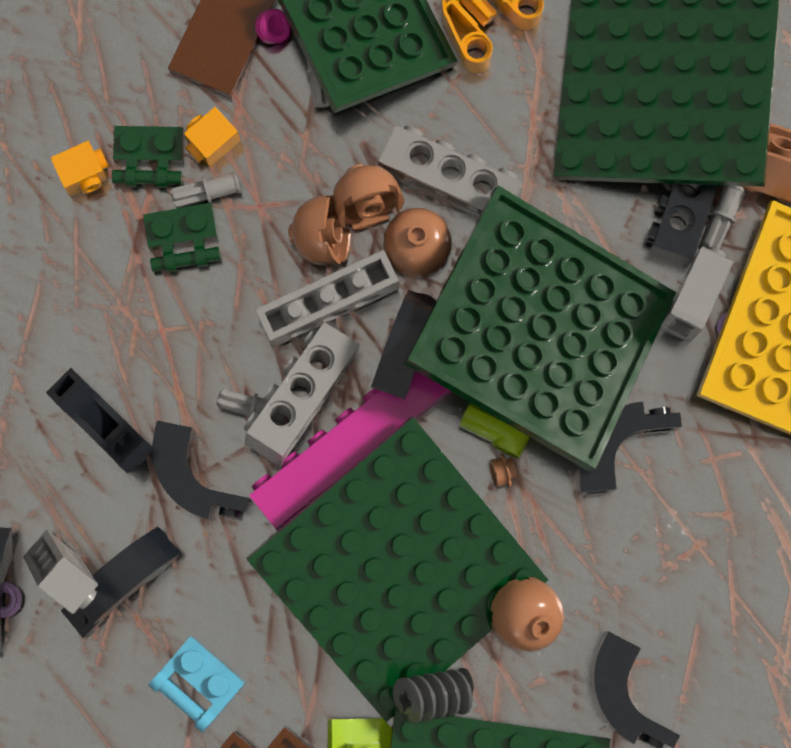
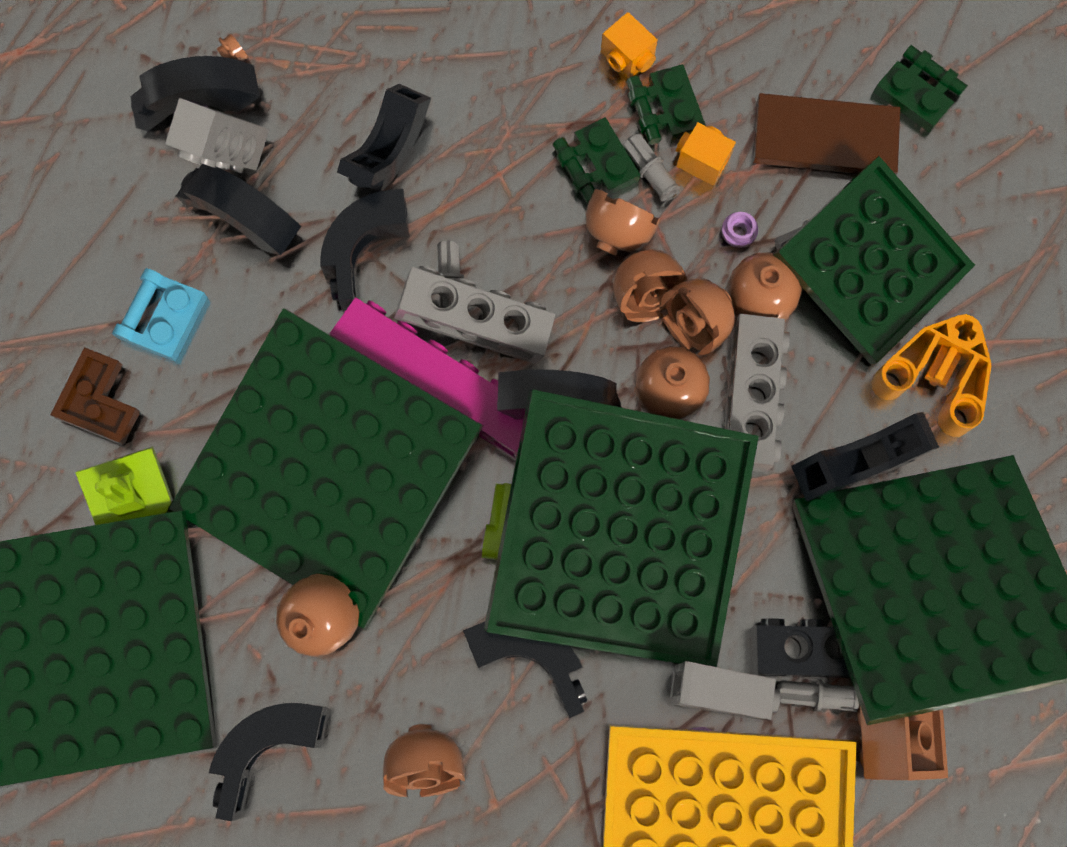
camera: 70 degrees right, 5 degrees down
(255, 237) = (618, 223): none -> nougat cylinder
(272, 26) = (838, 173): dark pink tile -> none
(288, 124) = (742, 220): none -> lavender plate
(328, 298) = (581, 311): light grey brick -> none
(357, 133) = (763, 287): none -> nougat cylinder
(434, 695) = (204, 543): dark grey piece -> none
(502, 471) = (463, 544): nougat plate -> none
(539, 104) = (865, 458): none -> black arch
(678, 560) = (422, 761): none -> nougat cylinder

